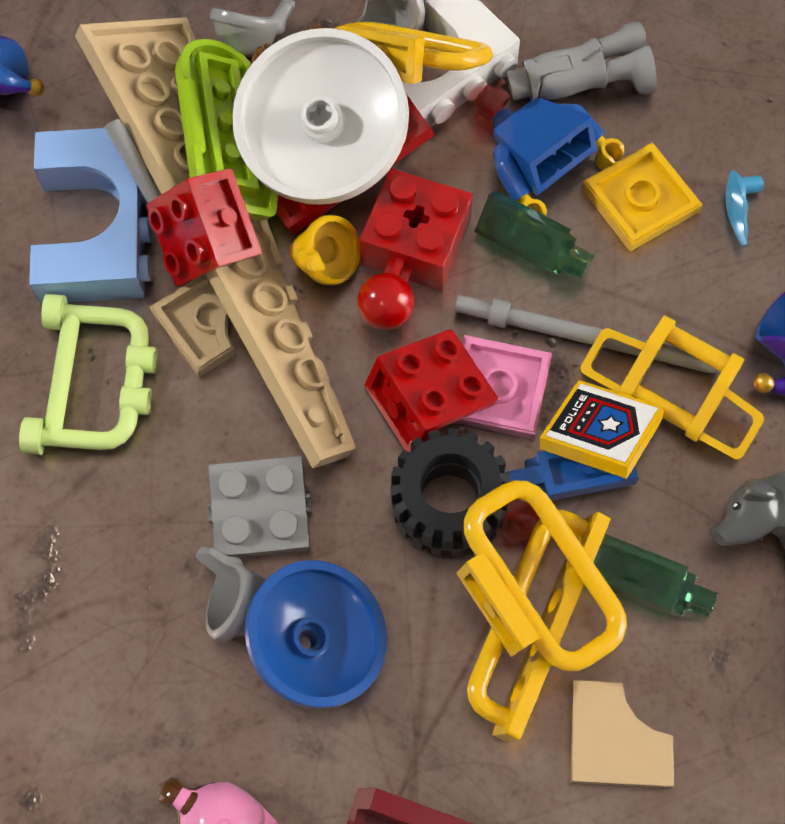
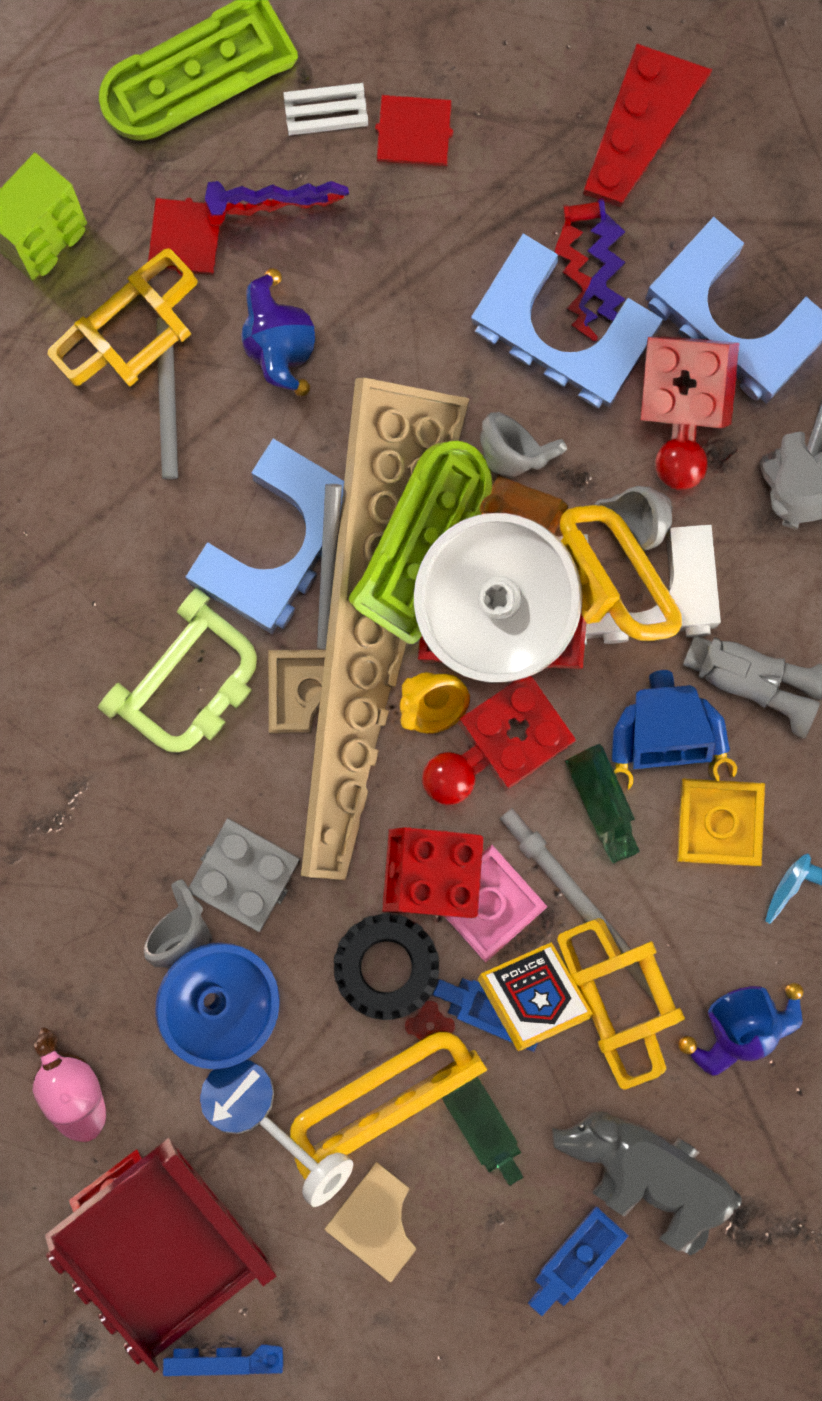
camera: 30 degrees right, 15 degrees up
(202, 226) = (345, 628): red bracket -> none
(402, 712) = (240, 1100): none -> piece
(491, 100) = (661, 656): clear red plate -> none
(505, 602) = (361, 1080): yellow bar -> none

